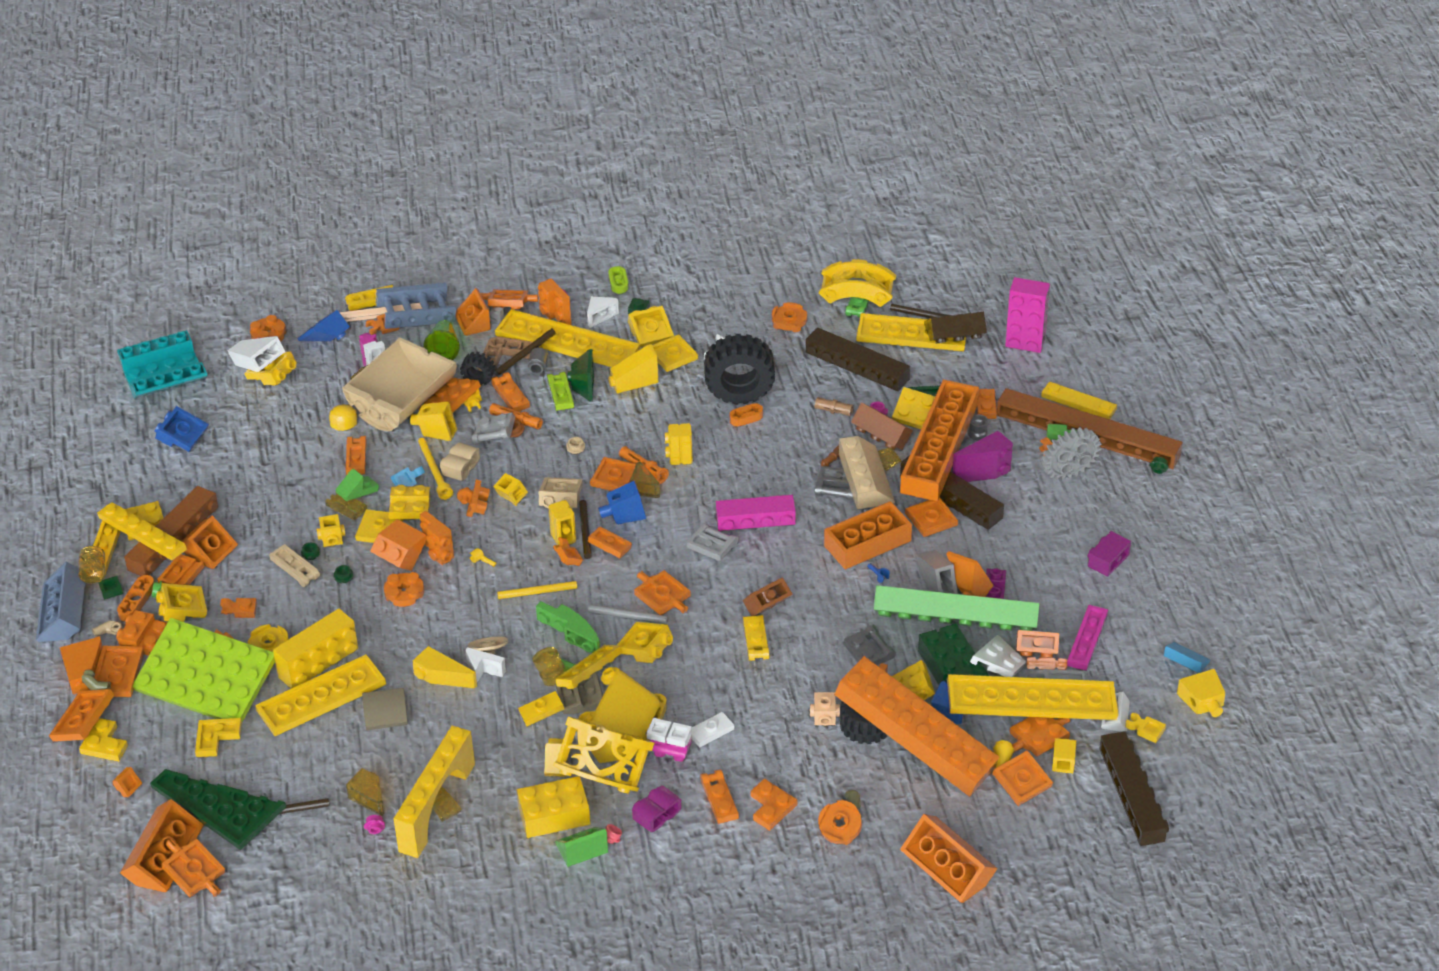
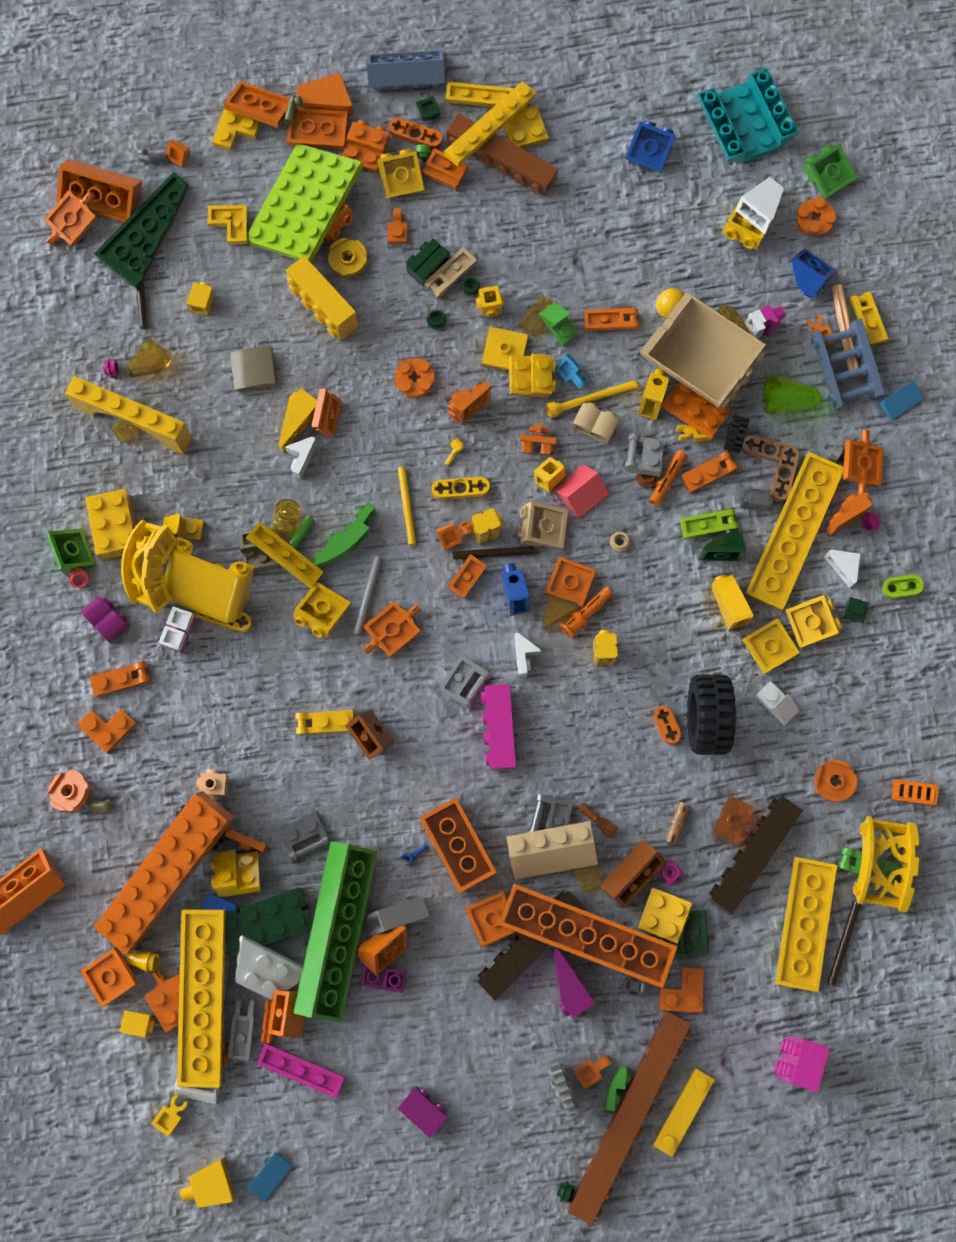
camera: 90 degrees right, 35 degrees up
(91, 564) = (443, 84): clear yellow wheel -> none
(108, 627) = (377, 114): tan arm -> none
(130, 805) = (153, 158): none -> flat silver arm
(209, 543) = (482, 189): orange slope -> none
(223, 319) = (829, 170): none -> bright green plate
(282, 580) = (427, 261): none -> dark green brick
(302, 752) = (200, 298): none -> yellow brick
(320, 695) = (274, 310): yellow plate -> none
(399, 544) = (461, 366): orange slope -> none
(448, 646) = (326, 413): none -> orange plate
(454, 286) = (901, 400): none -> dark azure slope
(473, 314) = (836, 428): orange slope -> none
(488, 644) = (331, 454): tan dish -> none
(516, 358) = (770, 485): dark brown bar -> none
(524, 469) = (581, 490): none -> coral slope
(524, 546) = (455, 495): none -> yellow beam
(541, 708) = (241, 512): yellow plate -> none
(684, 503) = (524, 648): none -> white slope
(711, 729) = (205, 673): white plate -> none
(795, 272) = (933, 794): none -> orange slope
(829, 372) = (733, 808): none -> clear orange brick
(956, 327) = (800, 975): dark brown slope -> none
(1133, 788) = (87, 1089): dark brown brick -> none

